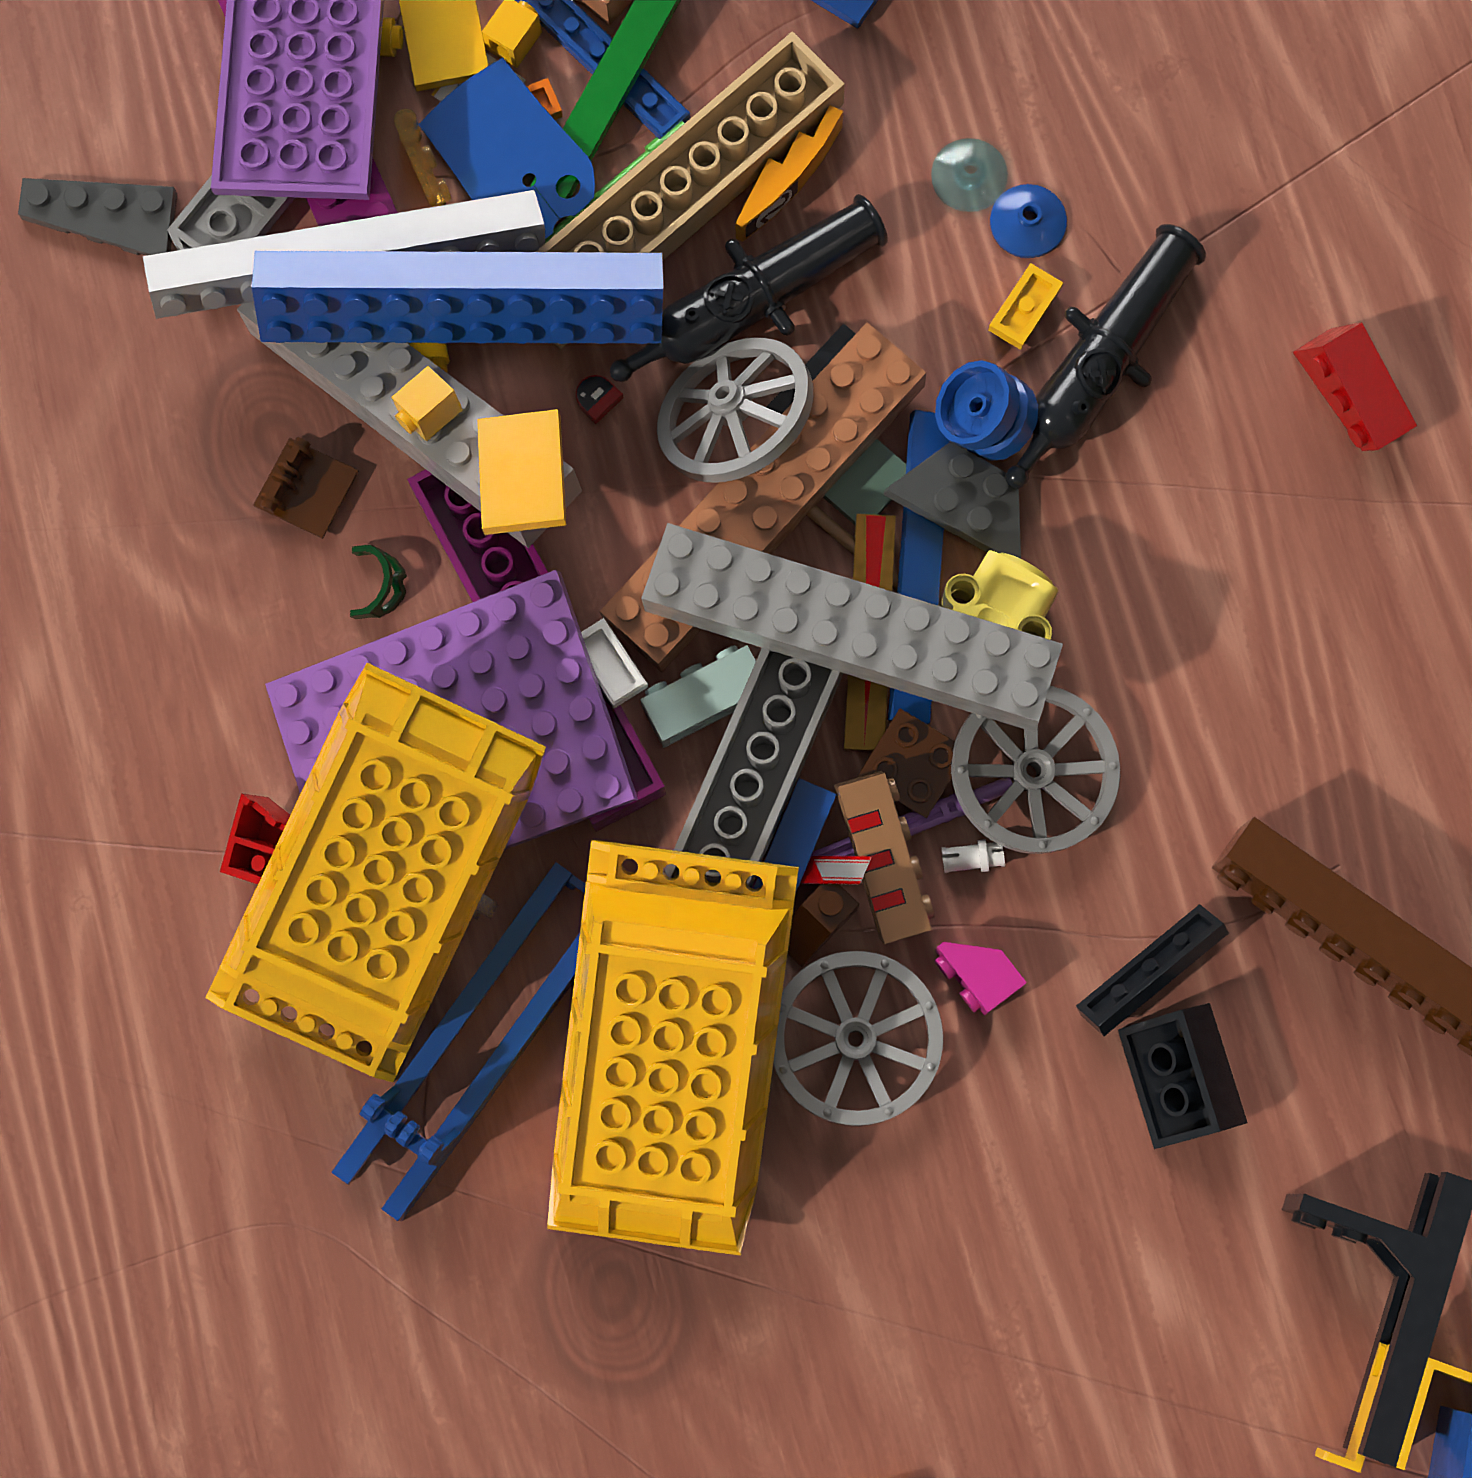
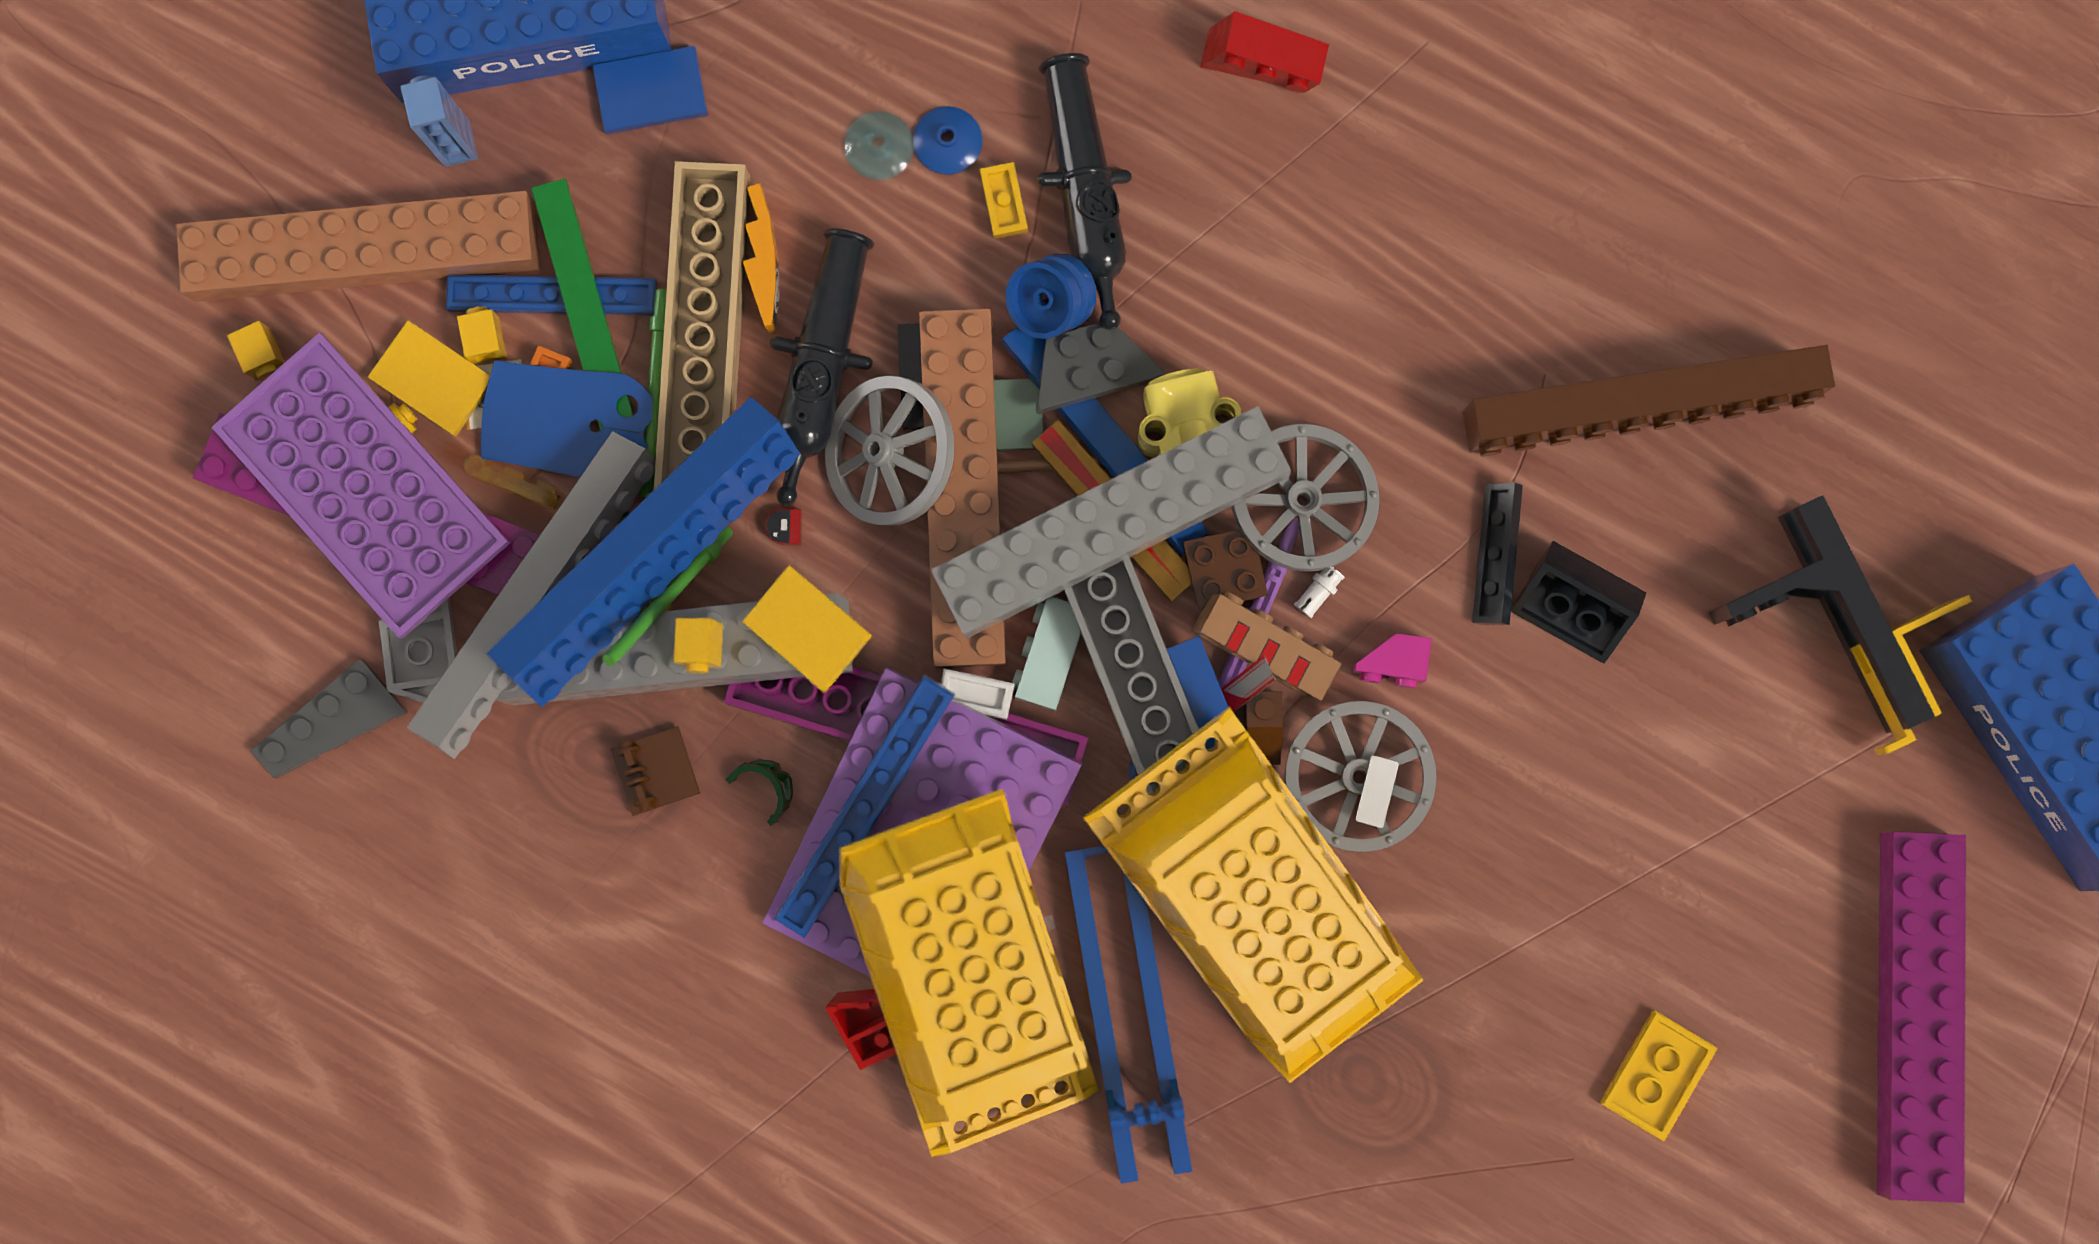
camera: 45 degrees left, 5 degrees up
(441, 660) = (865, 803): none -> blue tile
(512, 355) = (656, 608): none -> bright green bar
(856, 1063) = (1377, 791): none -> white sticker

